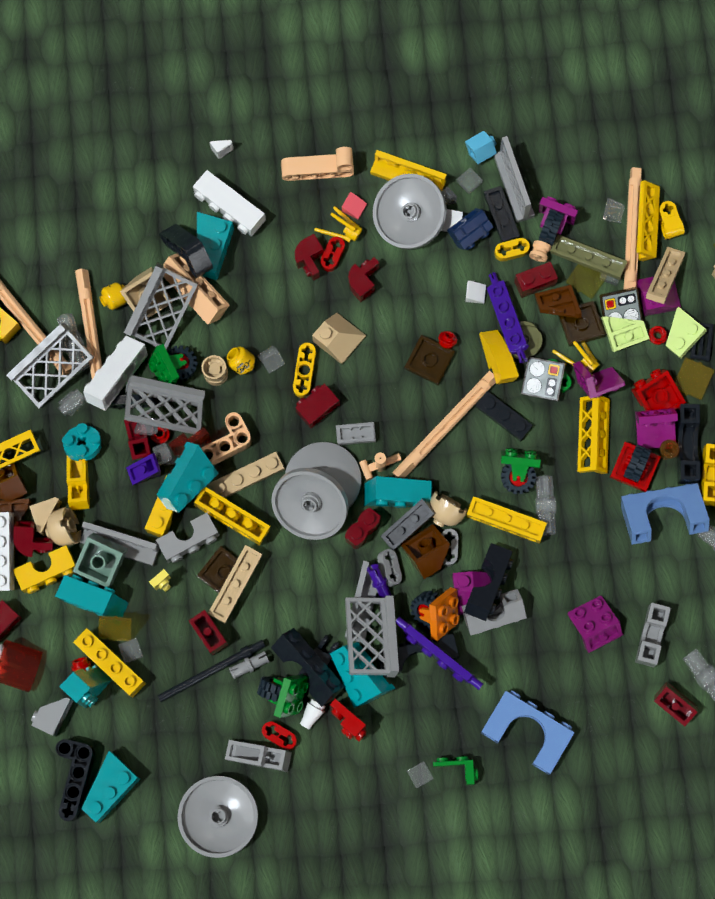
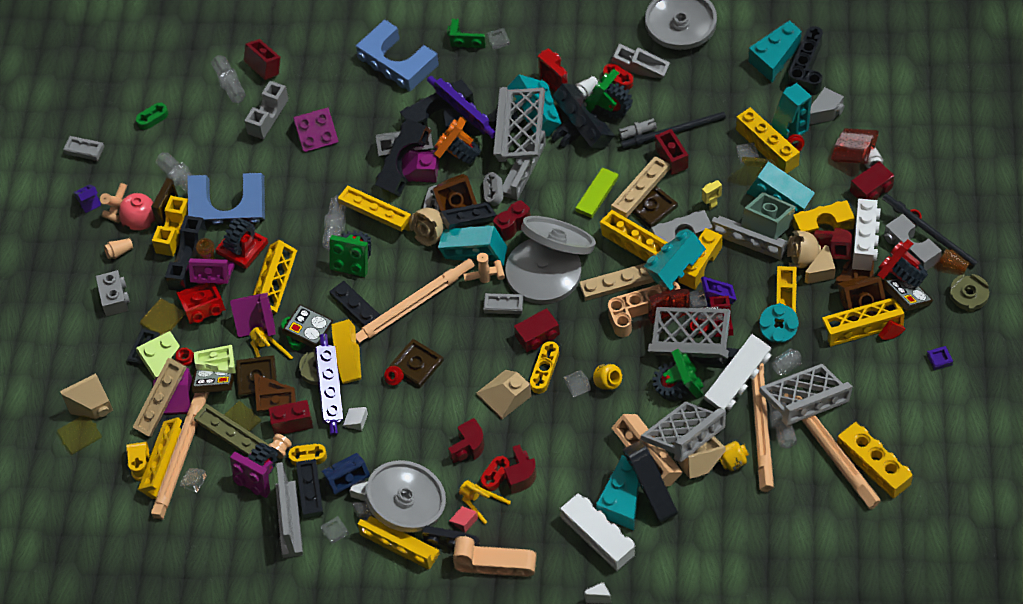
camera: 170 degrees left, 20 degrees down
(214, 370) = (635, 370): tan wheel -> none
(281, 580) = (597, 192): none -> lime tile
(359, 181) = (447, 537): none -> black hinge
(378, 581) = (505, 174): dark purple axle -> none
(481, 147) = (313, 555): medium azure brick -> none
(488, 649) = (425, 107): none -> black arch

